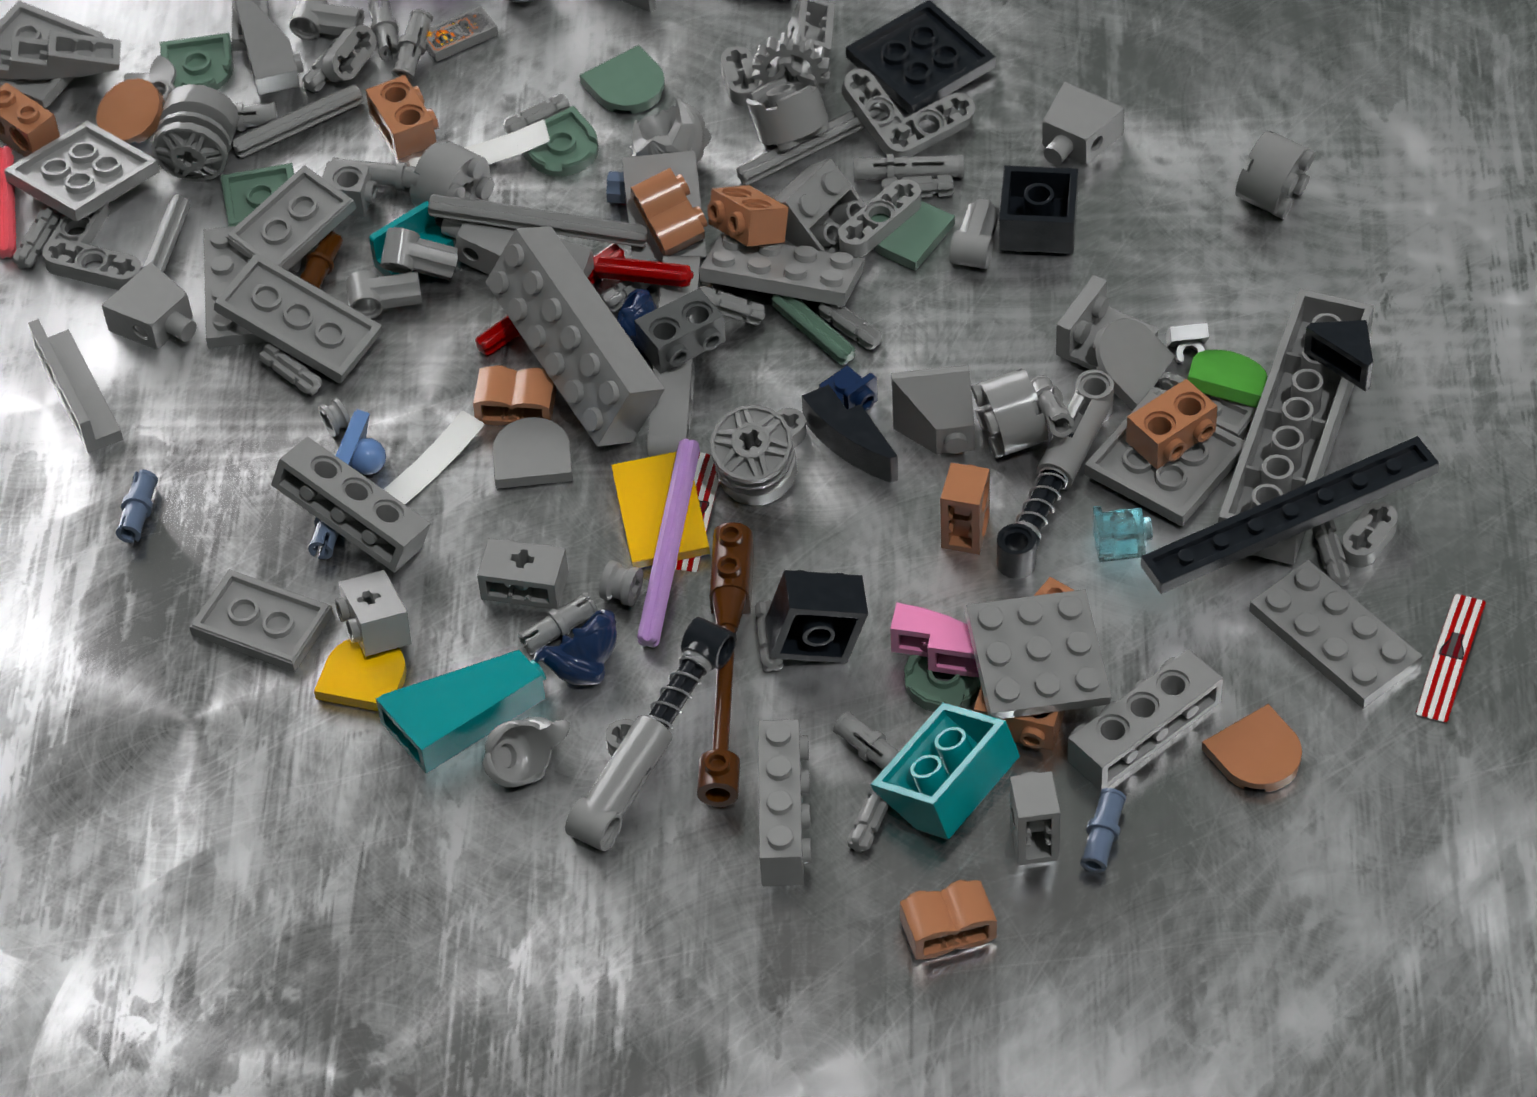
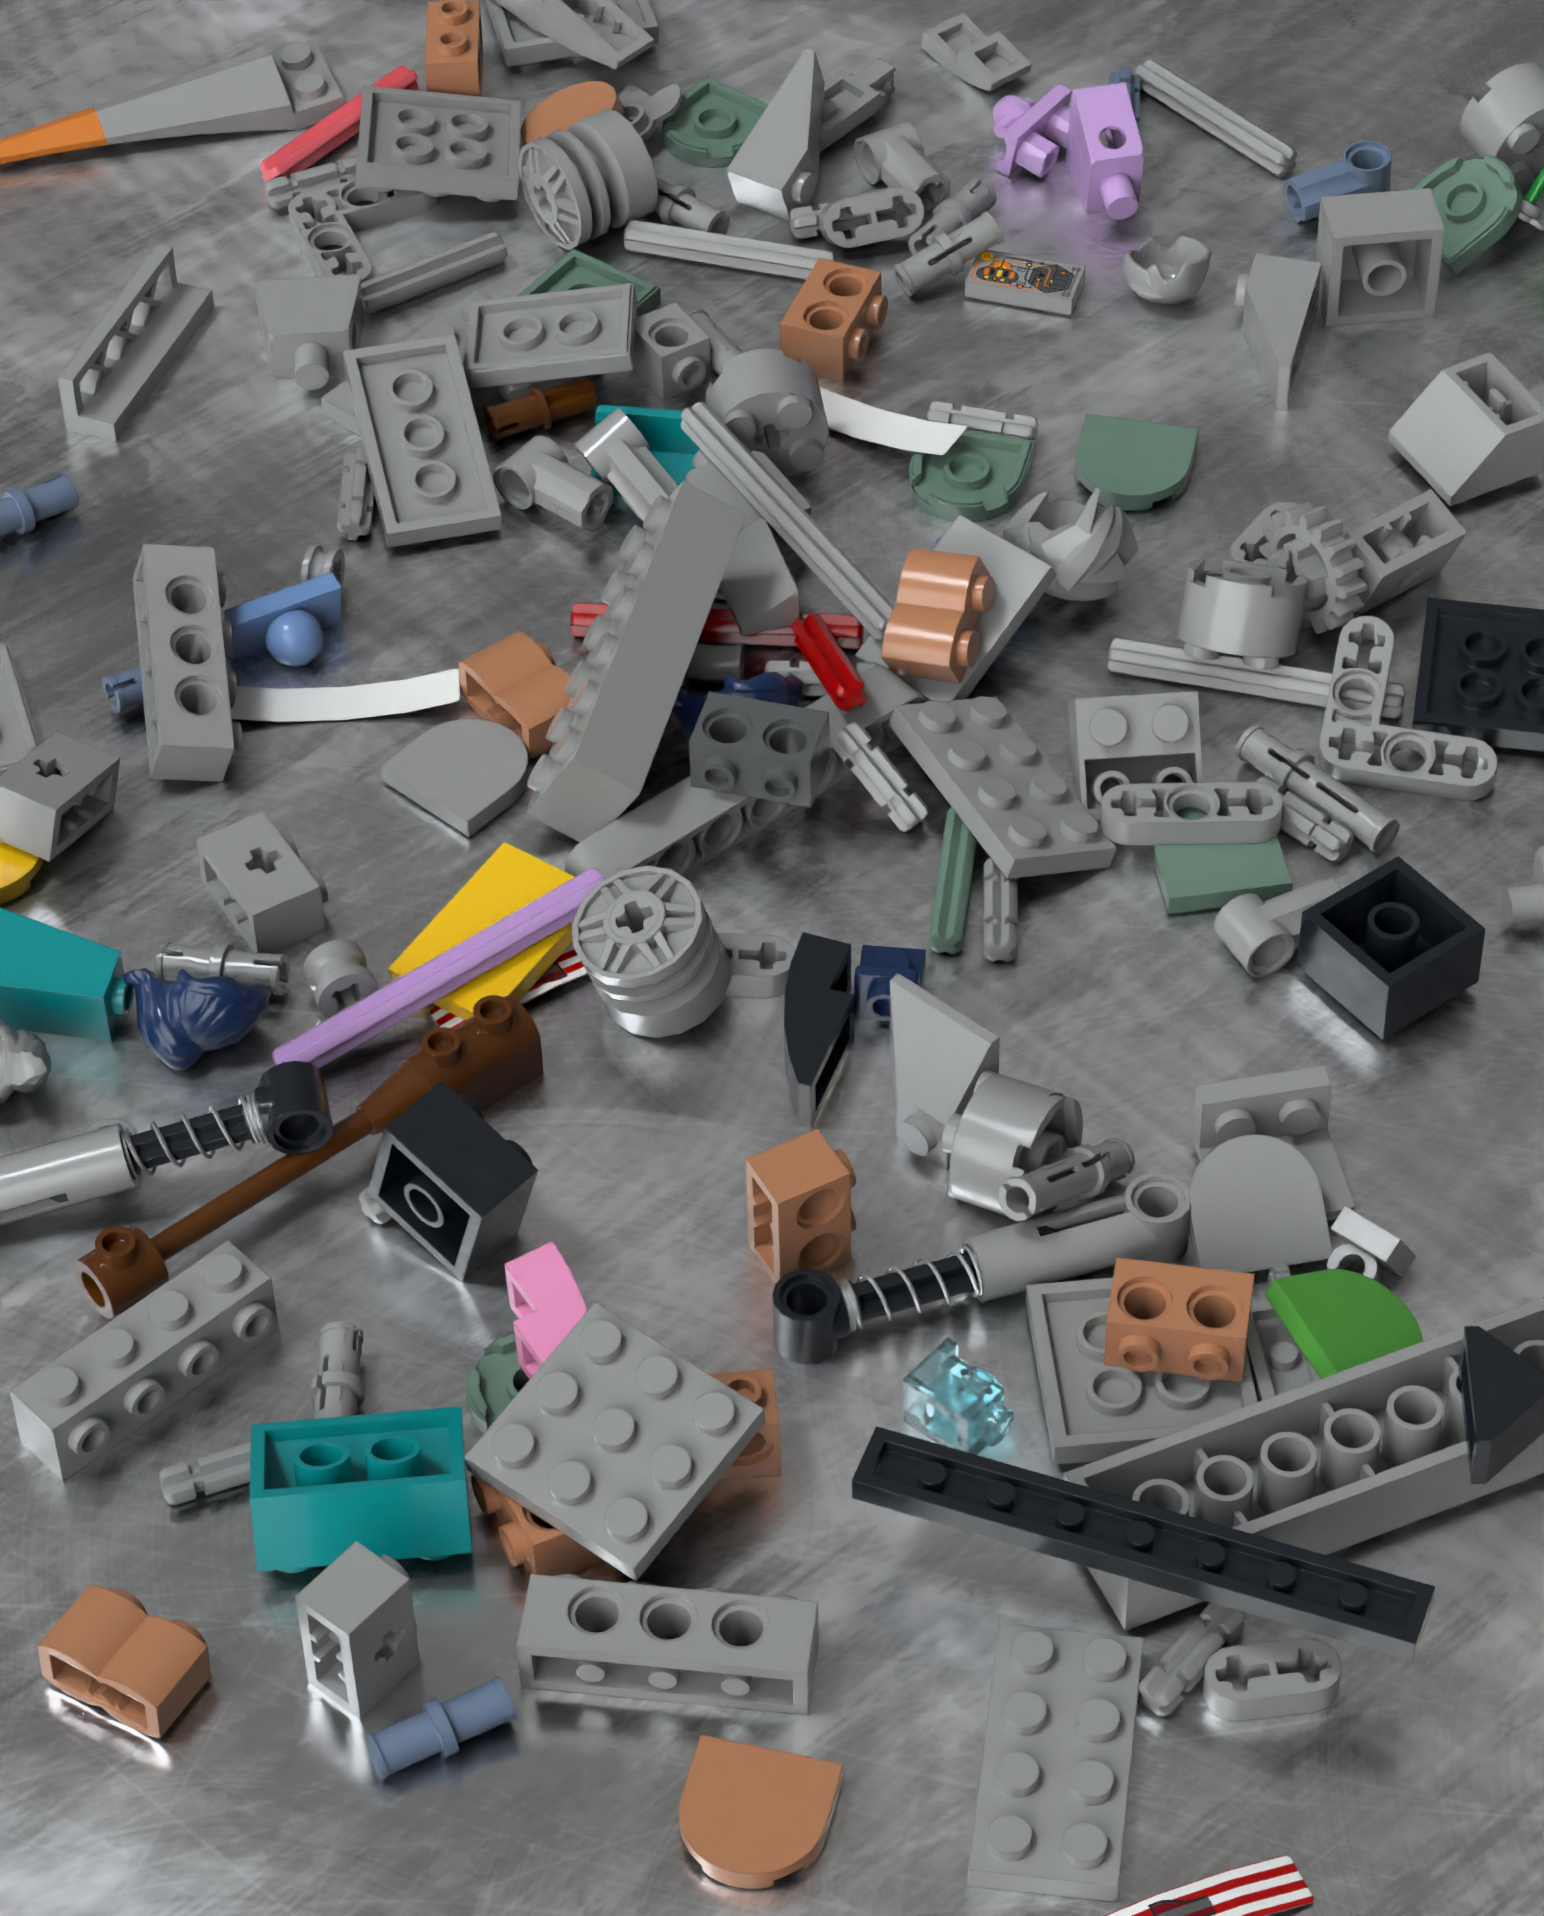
camera: 45 degrees right, 5 degrees down
(747, 215) = (1028, 689): nougat brick -> none

